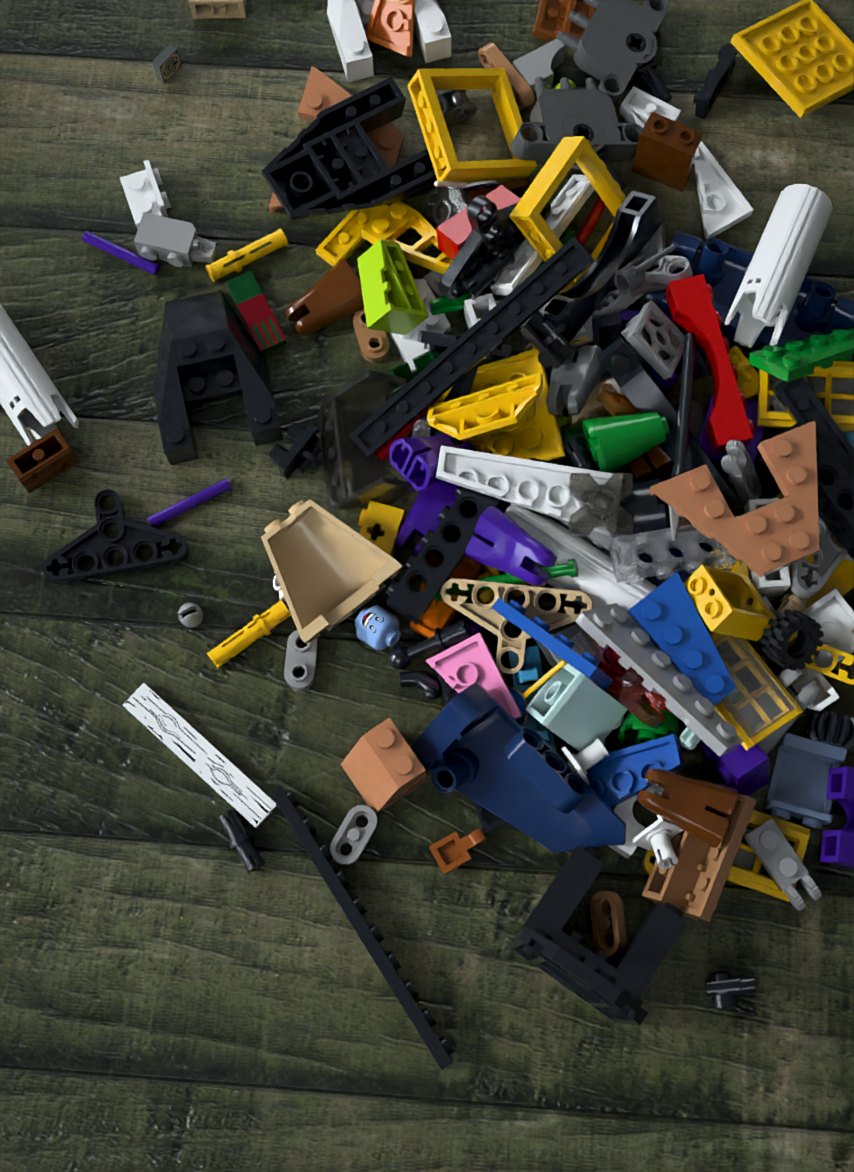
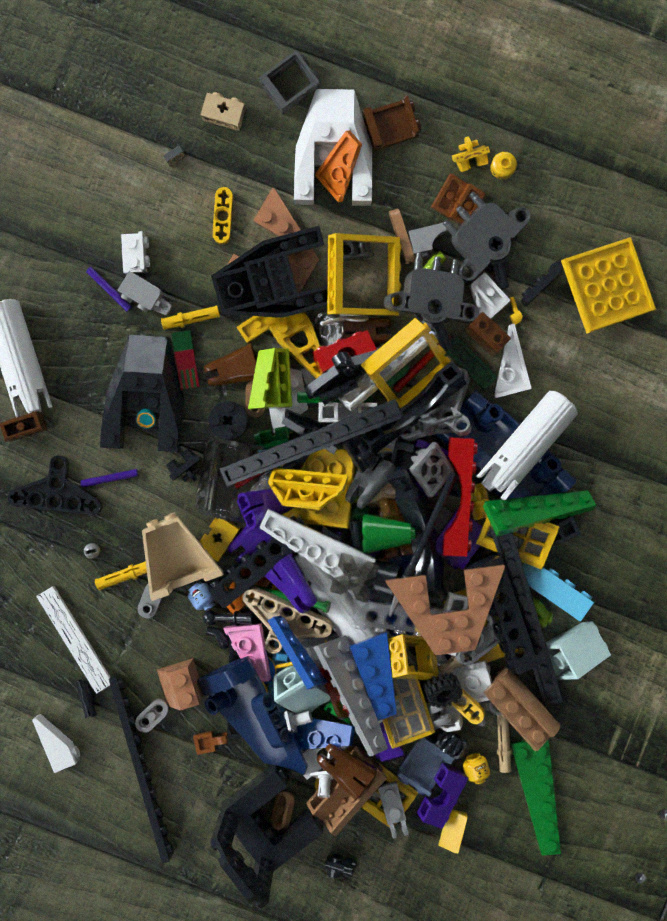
camera: 15 degrees right, 15 degrees up
(219, 934) = (57, 746): none -> white slope
(220, 403) = (146, 418): none -> teal tile
(256, 109) = (228, 202): none -> yellow beam
(339, 363) = (227, 431): none -> black brick
(675, 213) = (471, 363): none -> dark green tile
(700, 126) = (517, 316): none -> yellow hand
(741, 472) = (453, 575): light grey hinge -> none

